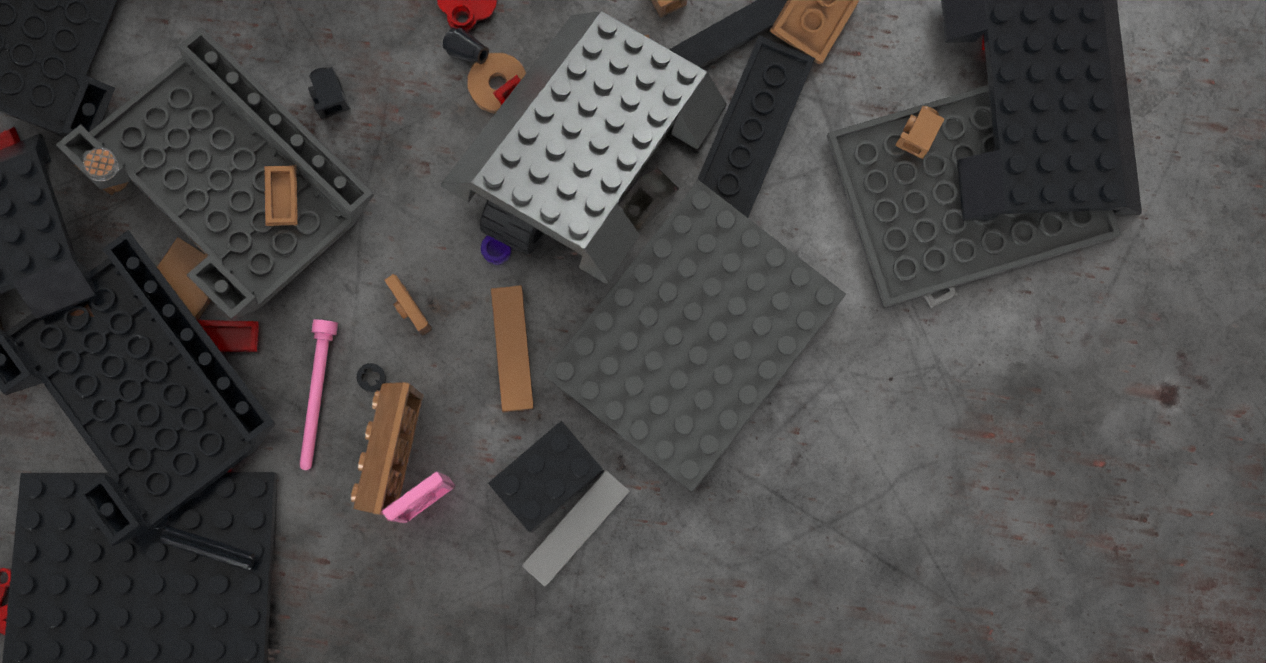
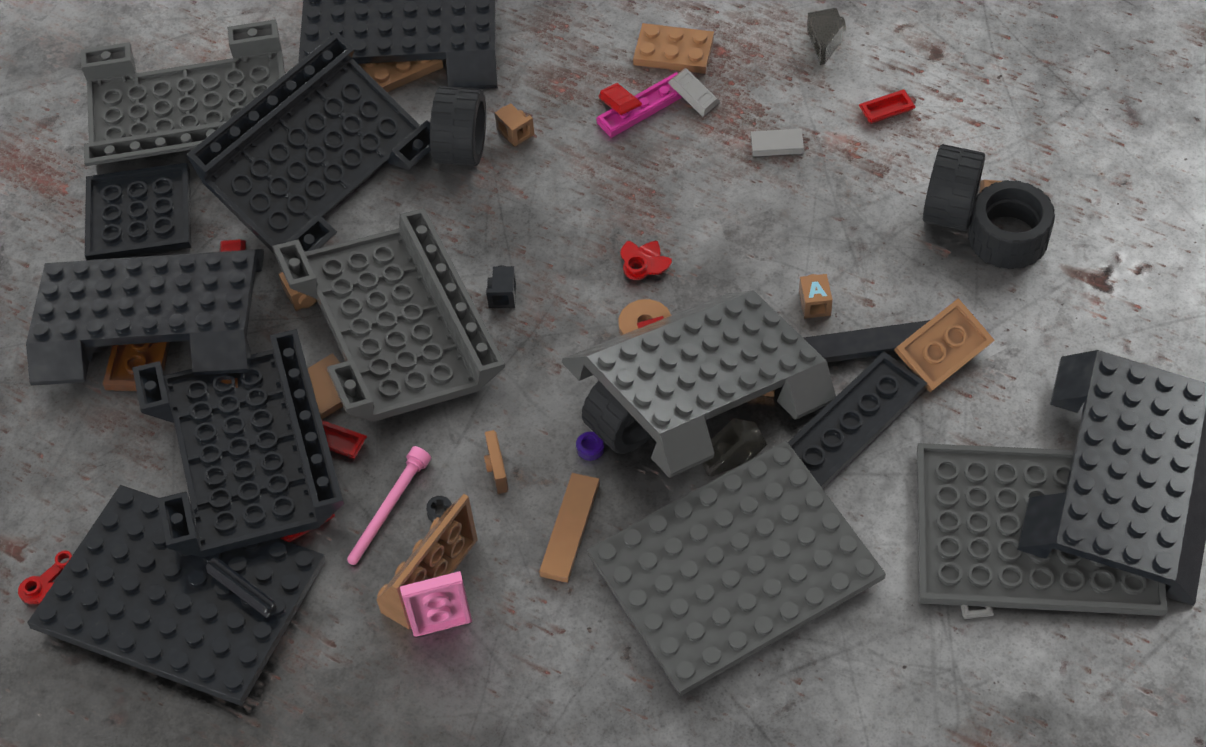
camera: 25 degrees right, 25 degrees down
(100, 164) = (299, 268): tile -> none
(281, 195) = (429, 344): medium nougat tile -> none
(464, 46) = (628, 286): black cone -> none
(545, 477) = (554, 635): black brick -> none
(575, 528) = (562, 691): light grey tile -> none
(921, 132) = (1000, 463): medium nougat brick -> none

